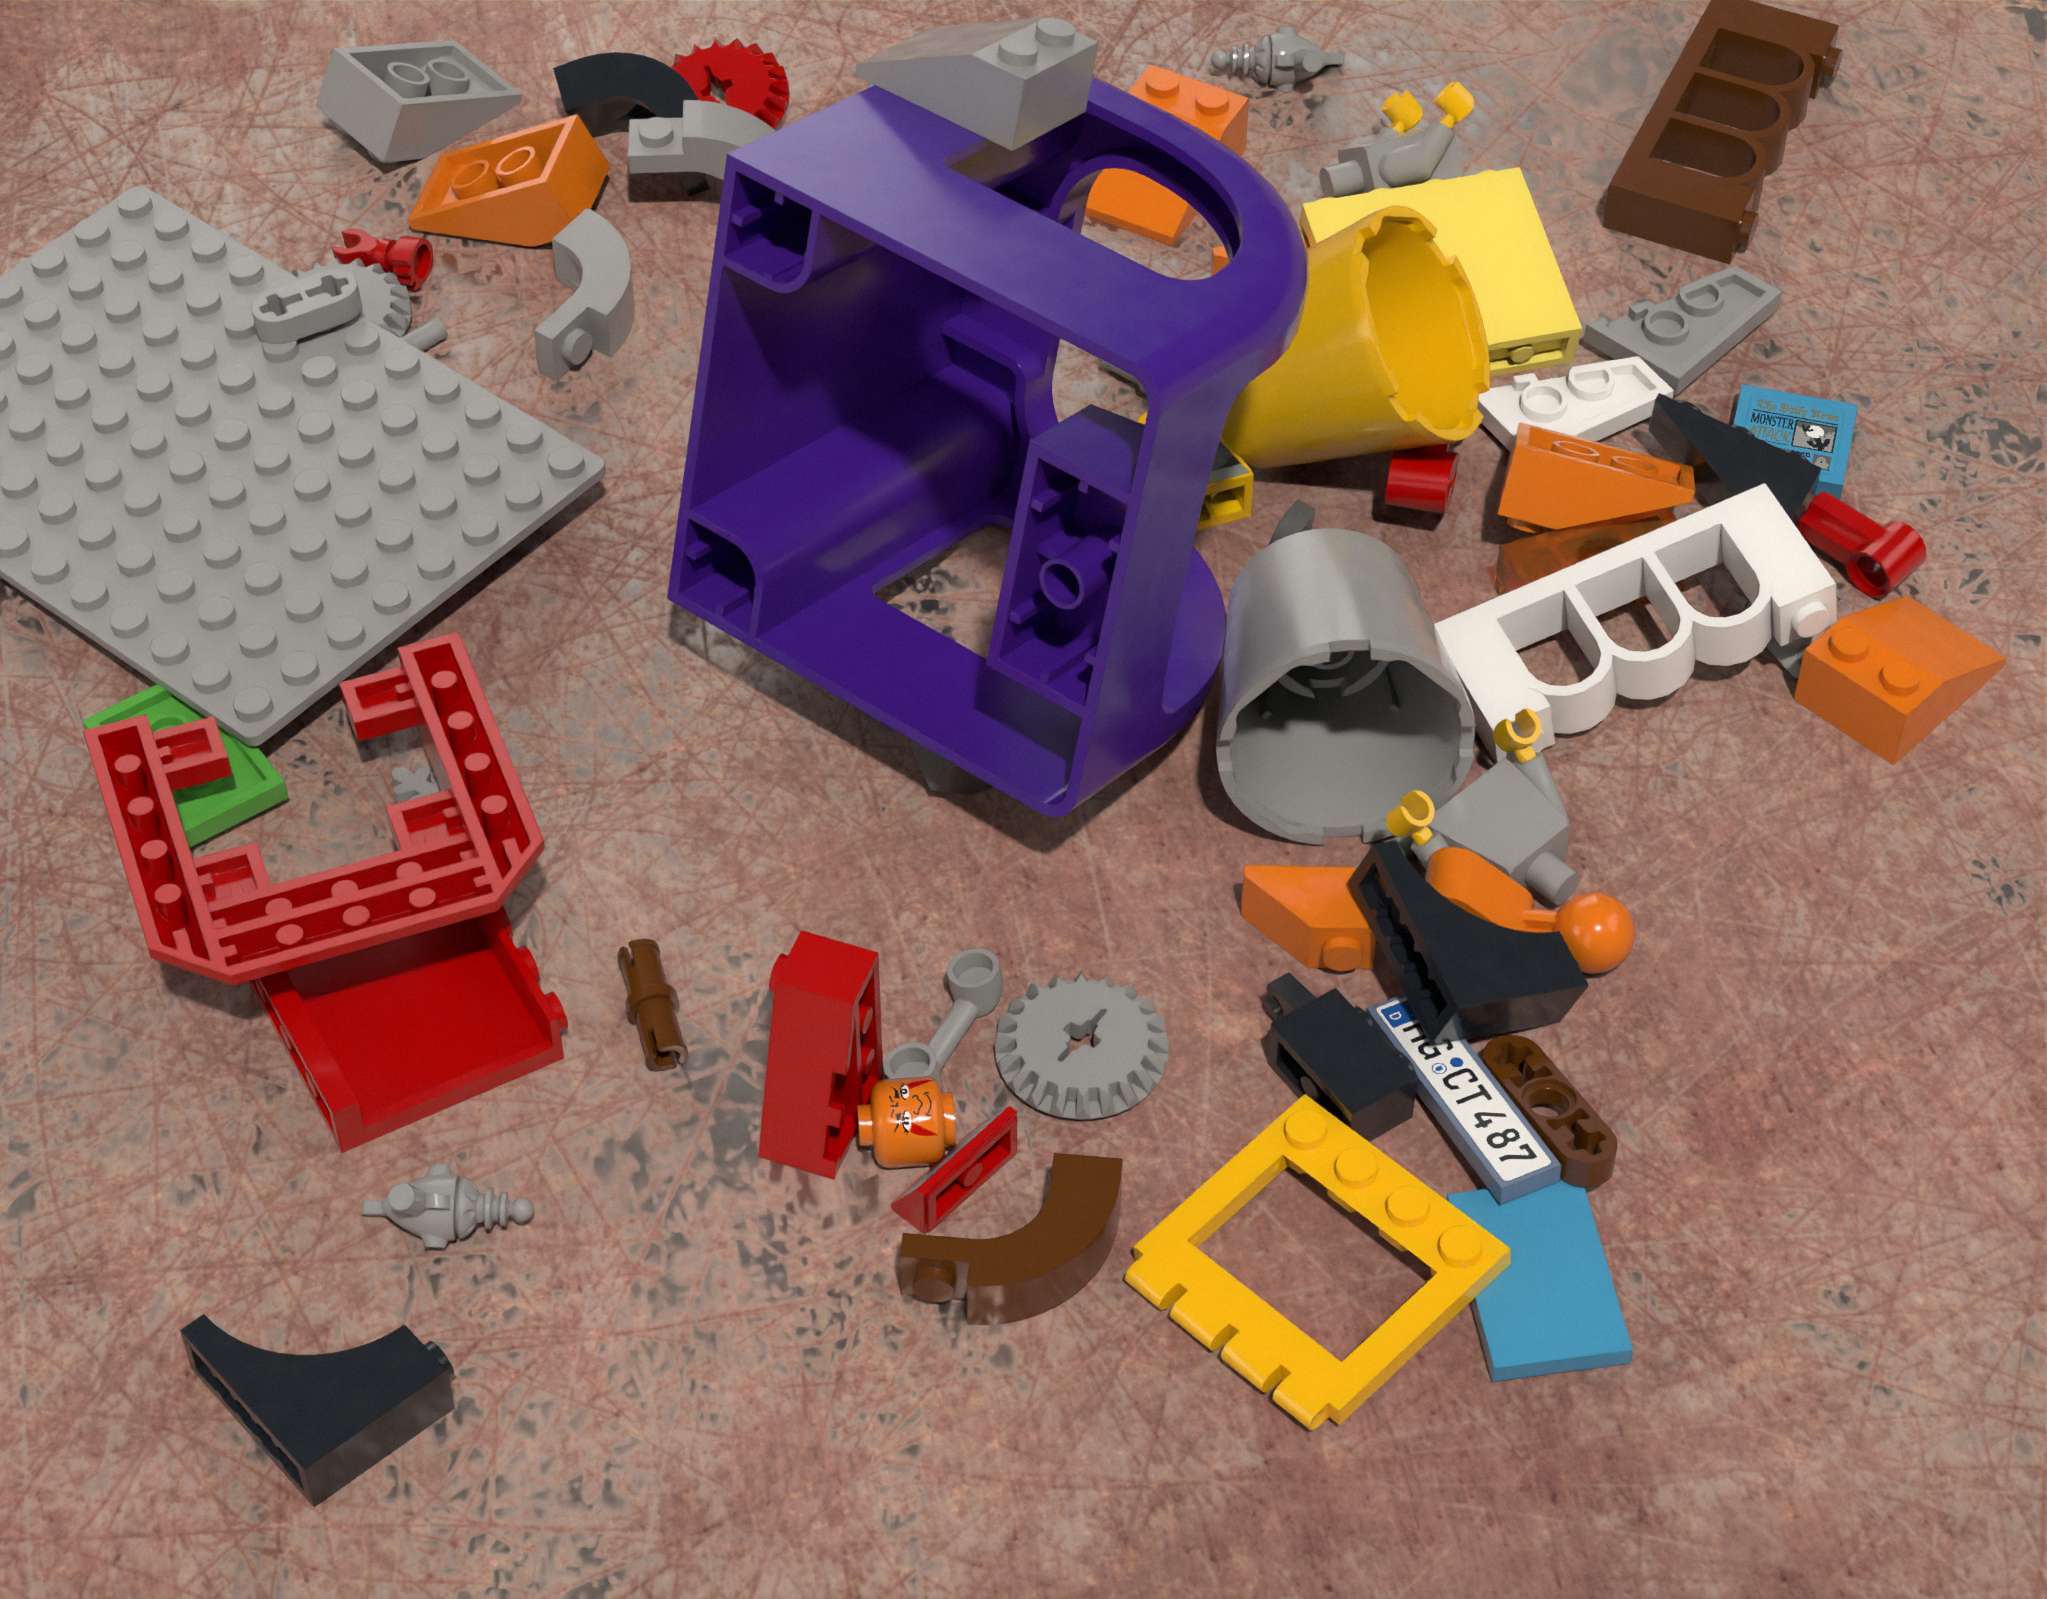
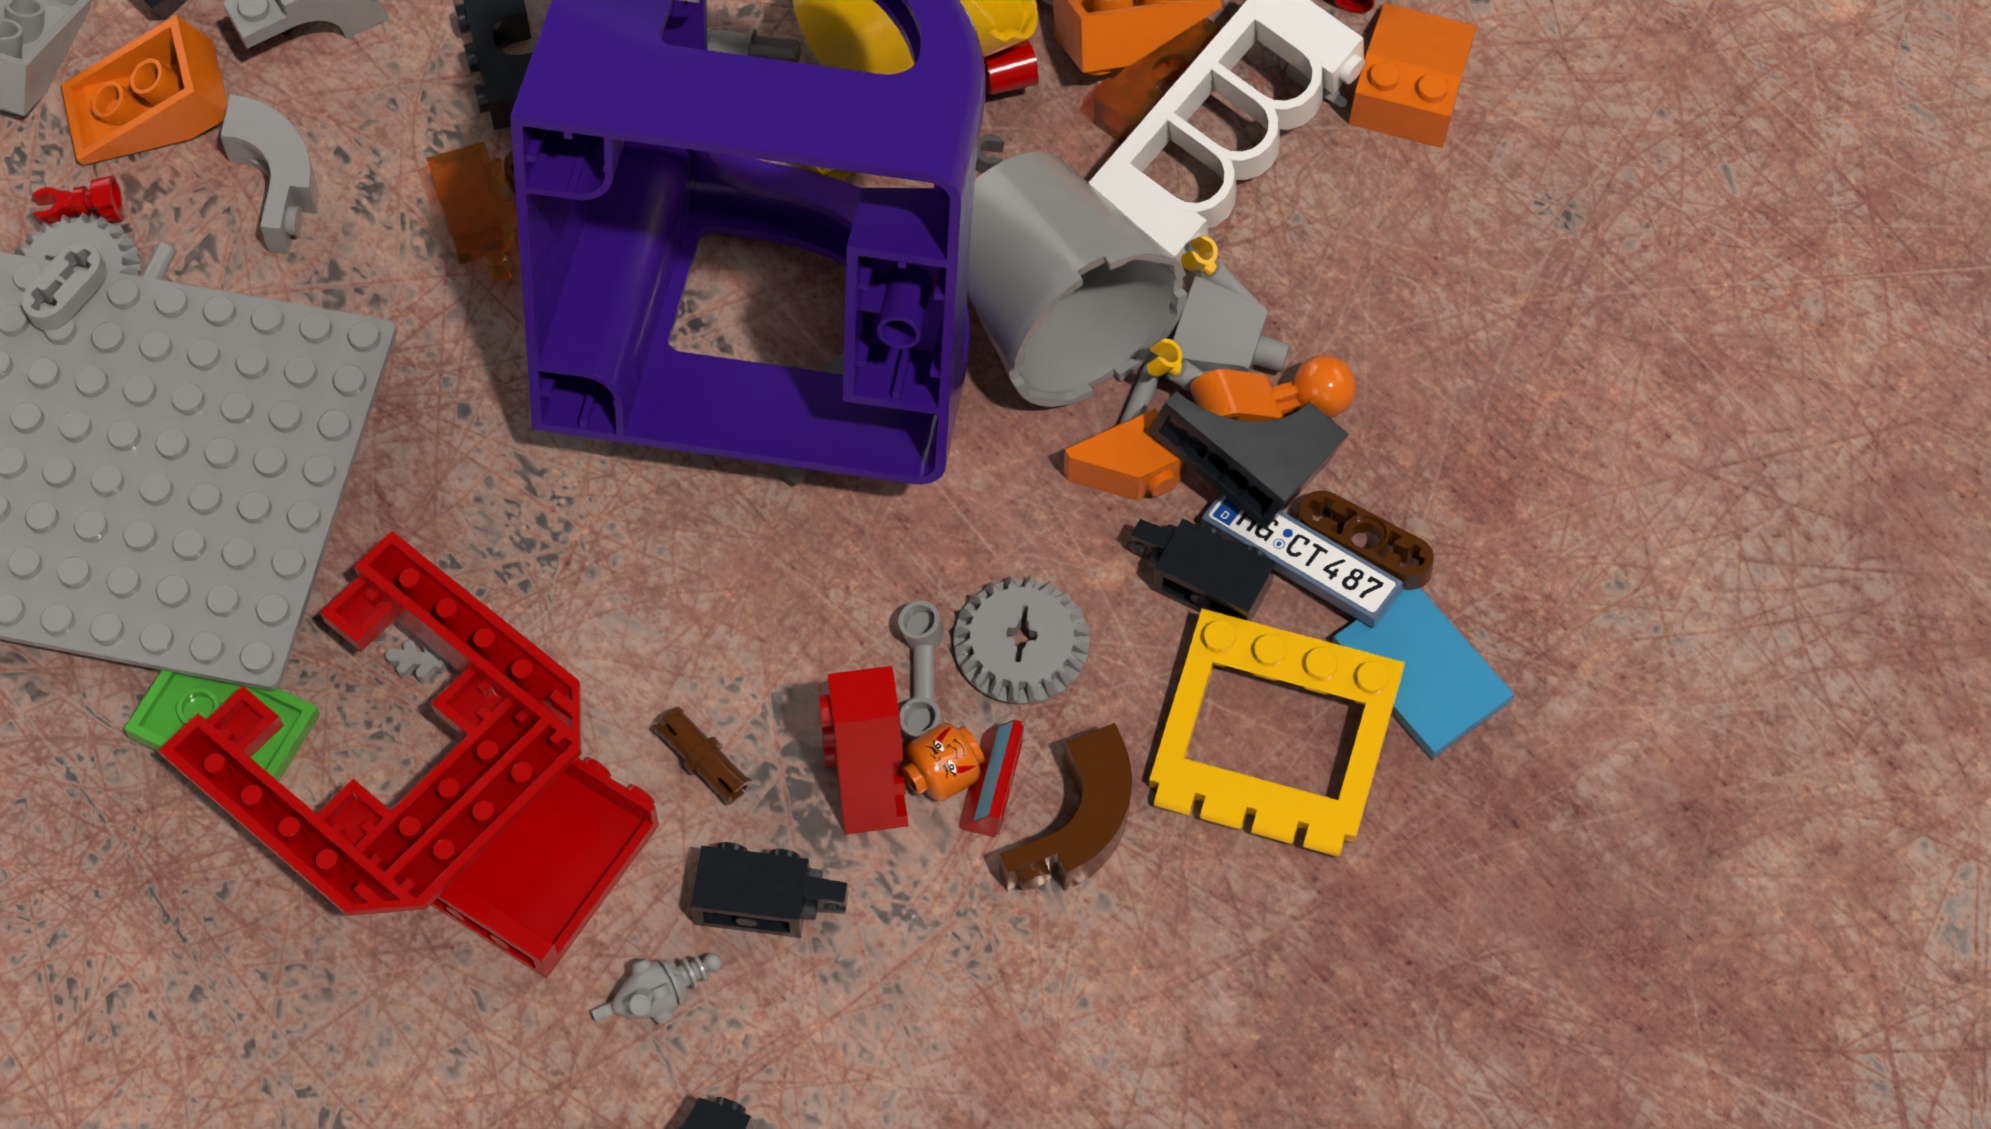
camera: 30 degrees left, 15 degrees up
(620, 1161) = (761, 890): none -> black hinge

